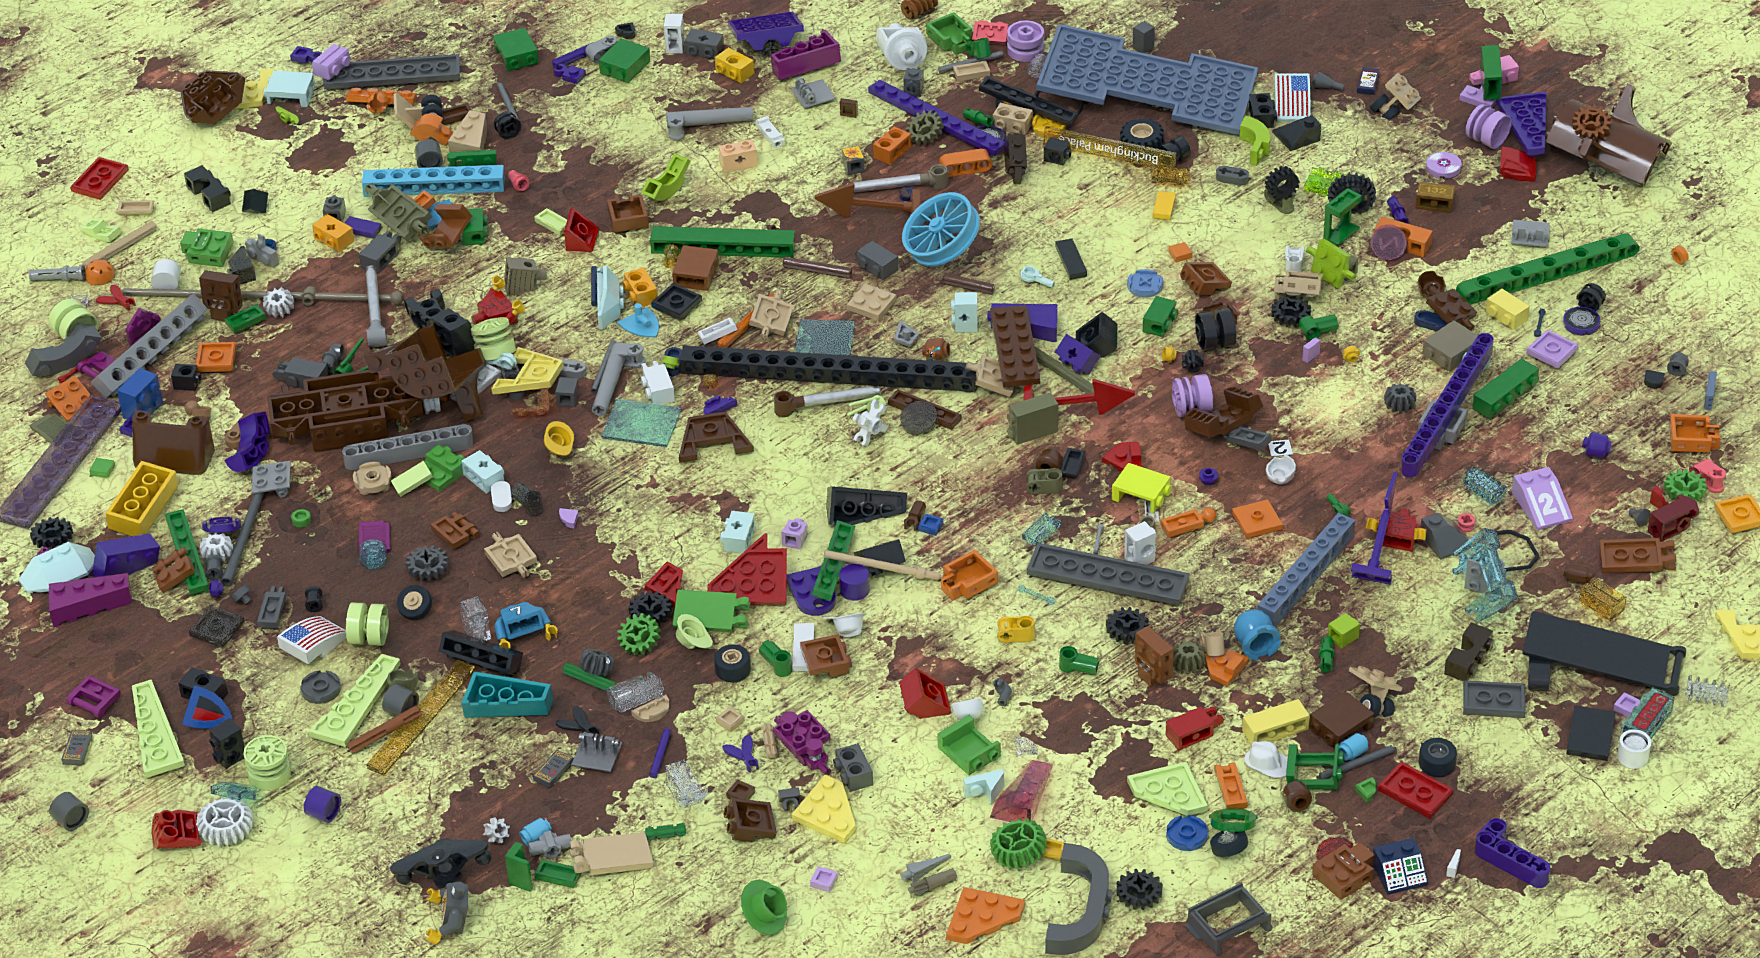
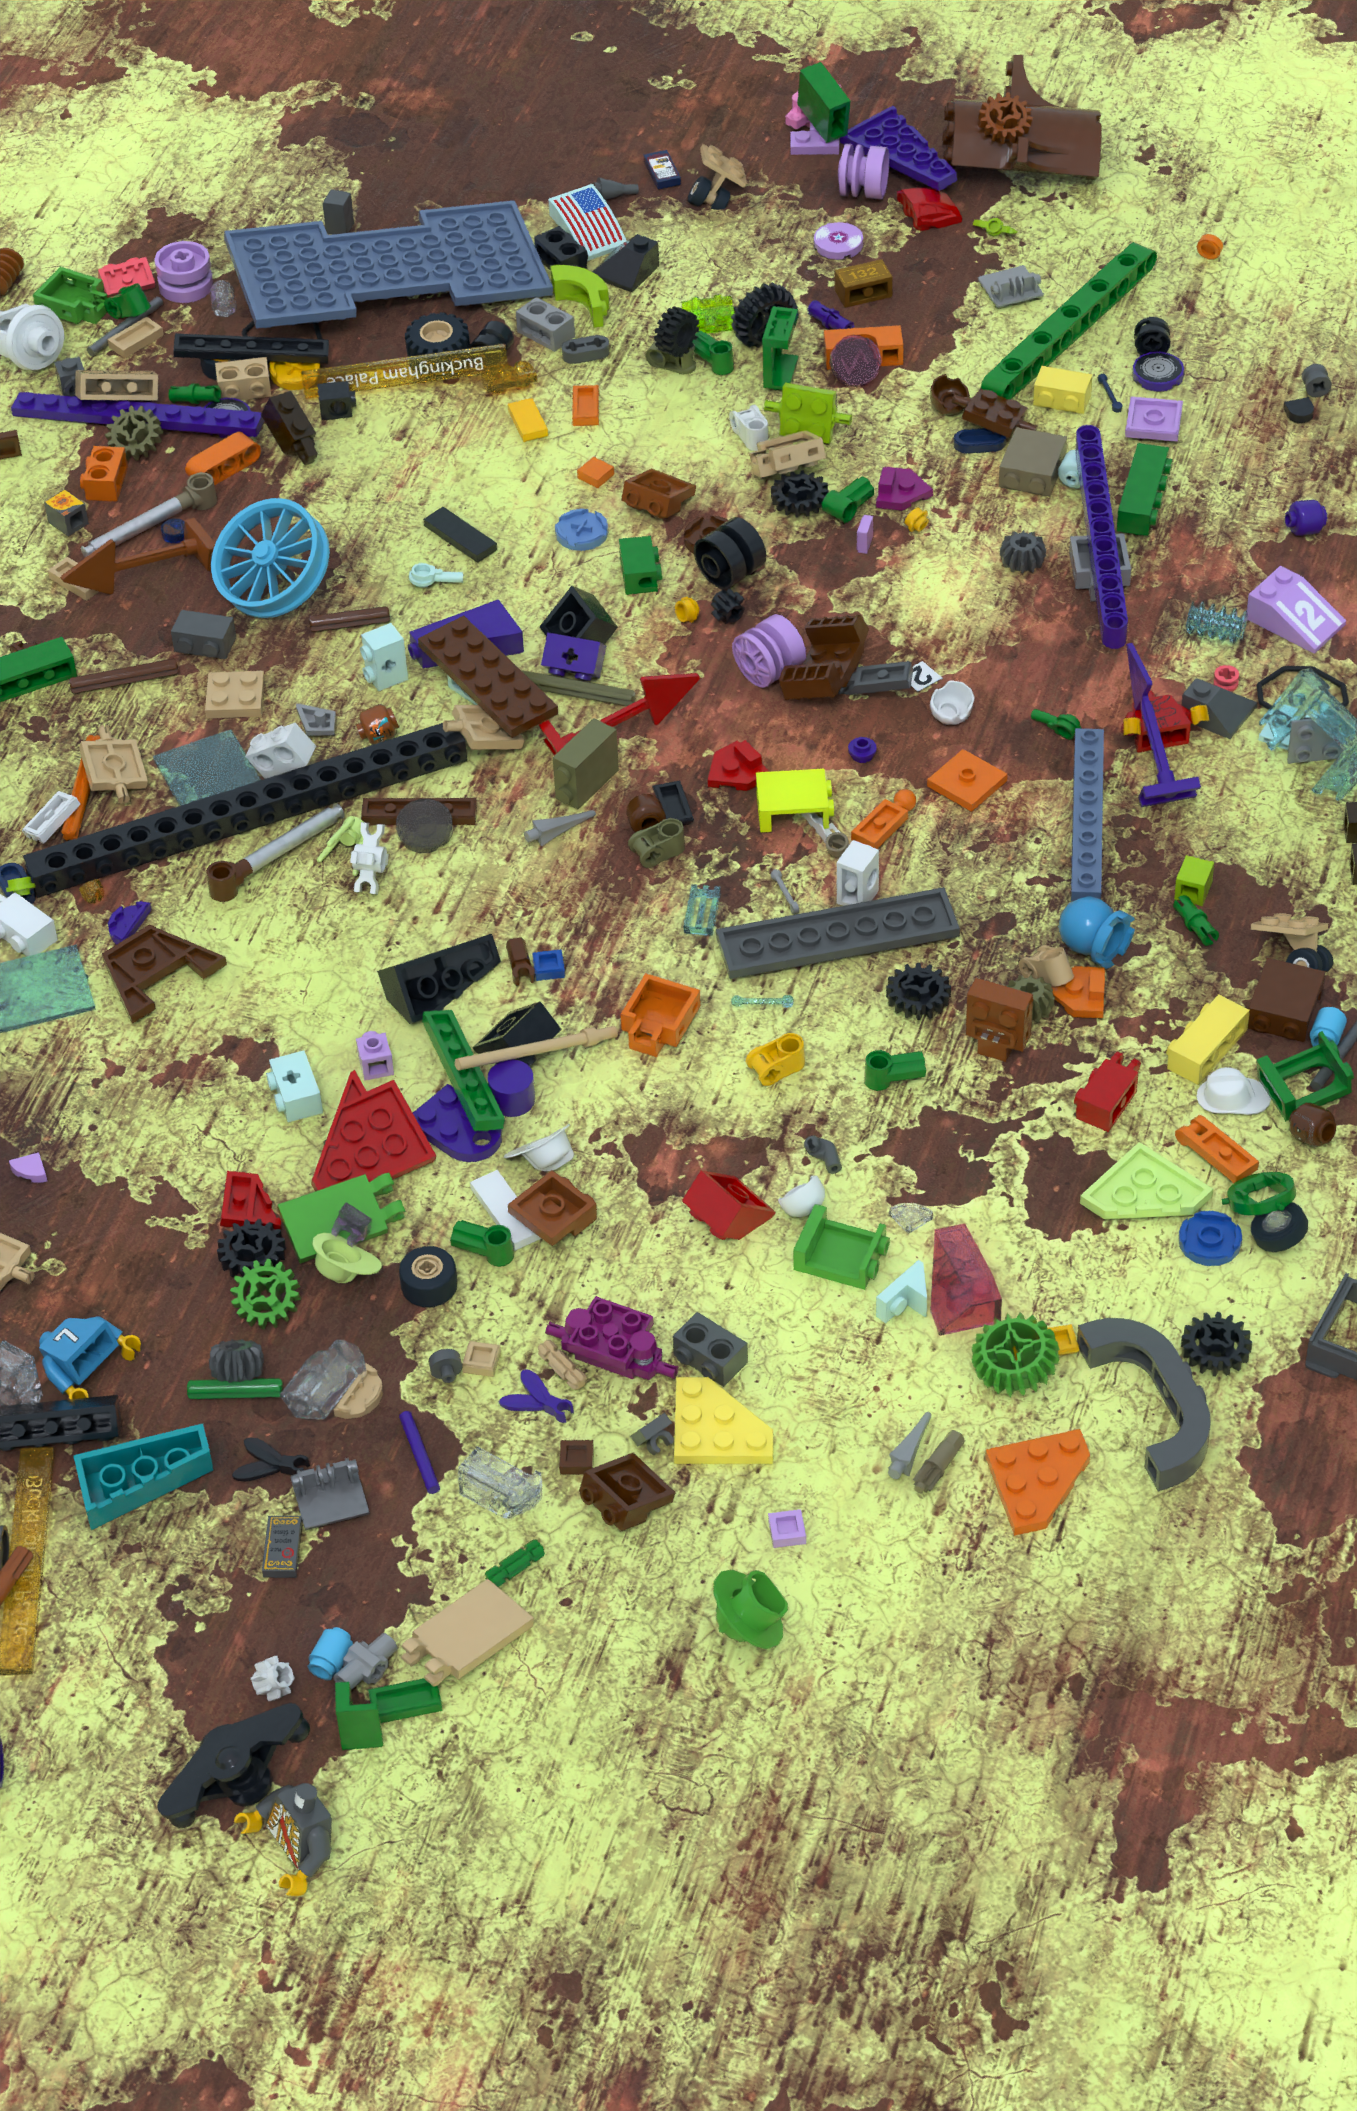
camera: 30 degrees left, 5 degrees up
(706, 713) = (445, 1364): none -> dark grey tile
(708, 613) = (354, 1222): none -> tile
(866, 342) = (280, 750): none -> white brick
(933, 95) = (116, 385): none -> tan piece
(989, 448) = (547, 829): none -> light grey piece
(1206, 209) = (585, 405): none -> orange tile
(1218, 150) = (545, 324): none -> light grey brick
(1307, 206) = (715, 352): none -> green piece
(1356, 330) = (900, 488): none -> magenta plate
(1550, 192) = (994, 227): none -> lime piece

